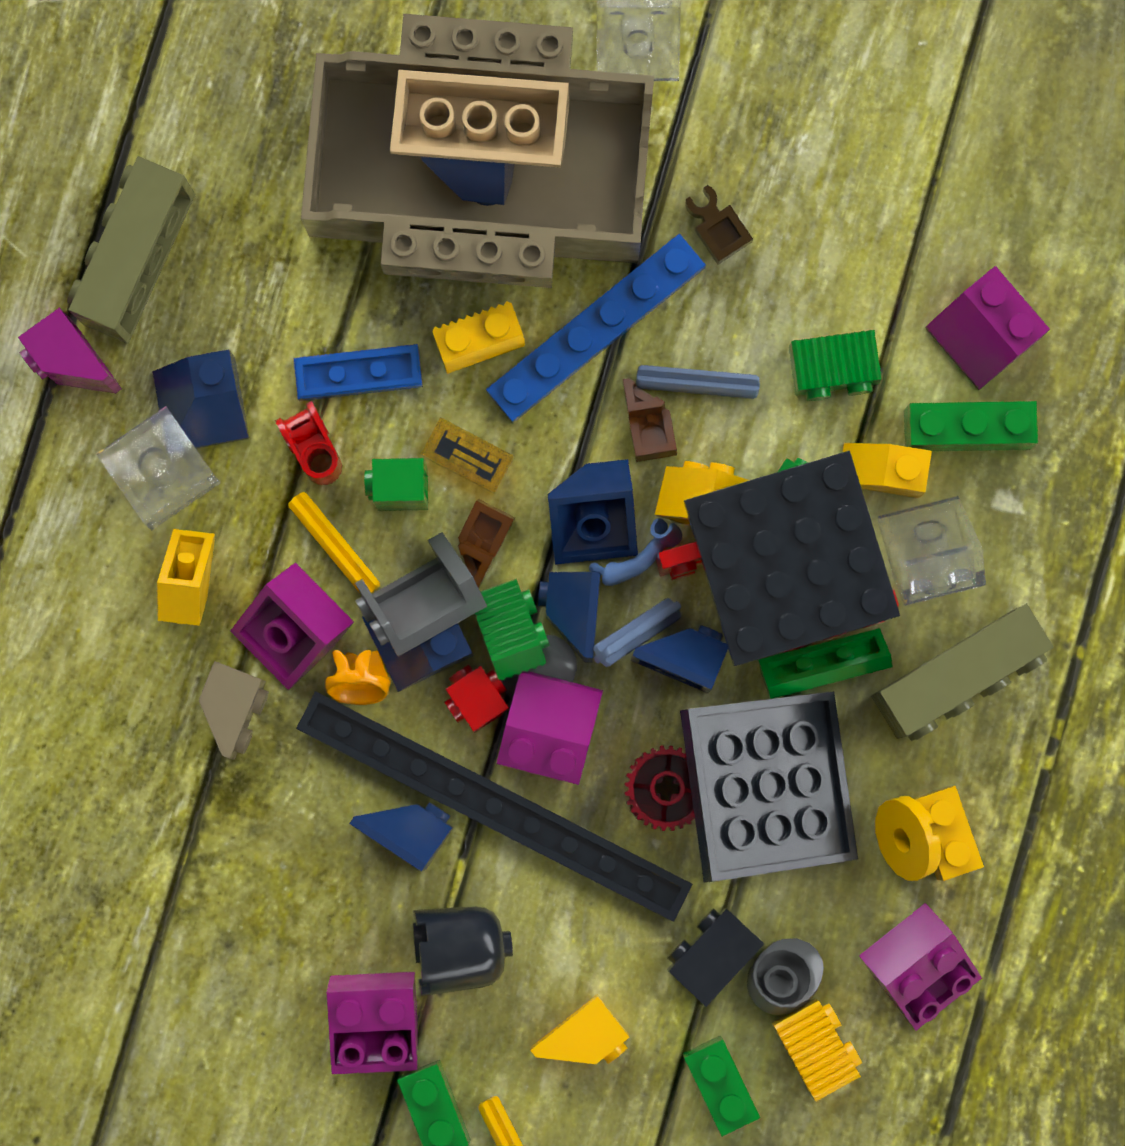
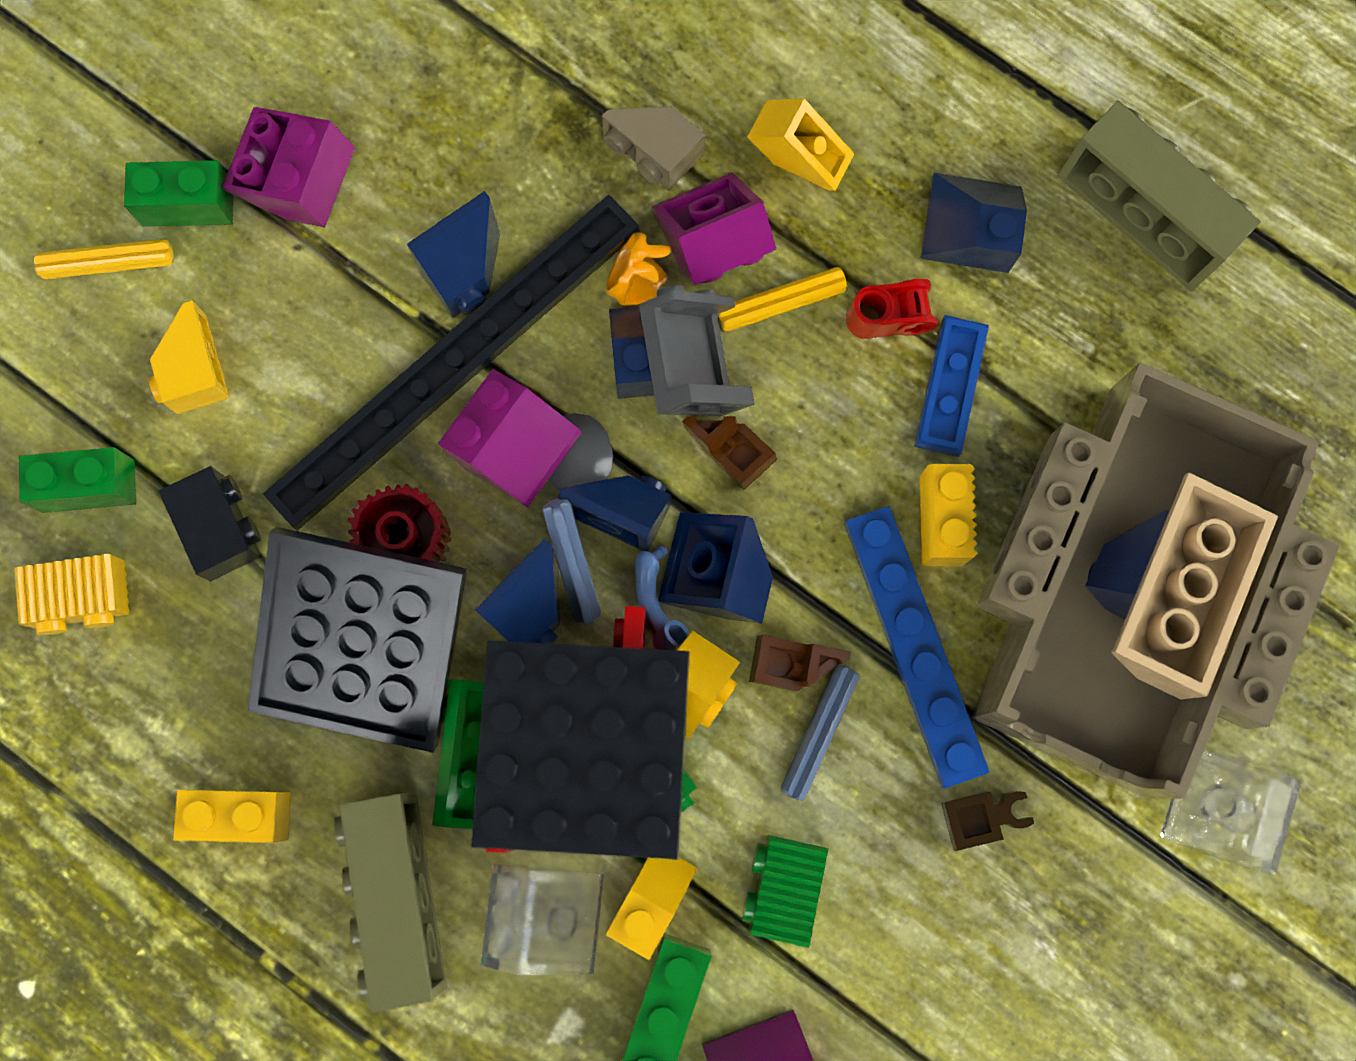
camera: 105 degrees right, 5 degrees down
(63, 354) = (1072, 99): magenta slope -> none
(158, 468) = (919, 148): clear slope -> none
(397, 484) = (819, 374): green brick -> none
(459, 948) = (323, 267): black cylinder -> none
(467, 455) = (825, 463): clear yellow tile -> none
(476, 697) = (571, 379): red brick -> none
(509, 630) = (625, 432): green brick -> none
(785, 976) = (160, 588): dark grey hat -> none
(907, 838) = (241, 768): yellow tile -> none
(921, 966) = (107, 733): magenta slope -> none

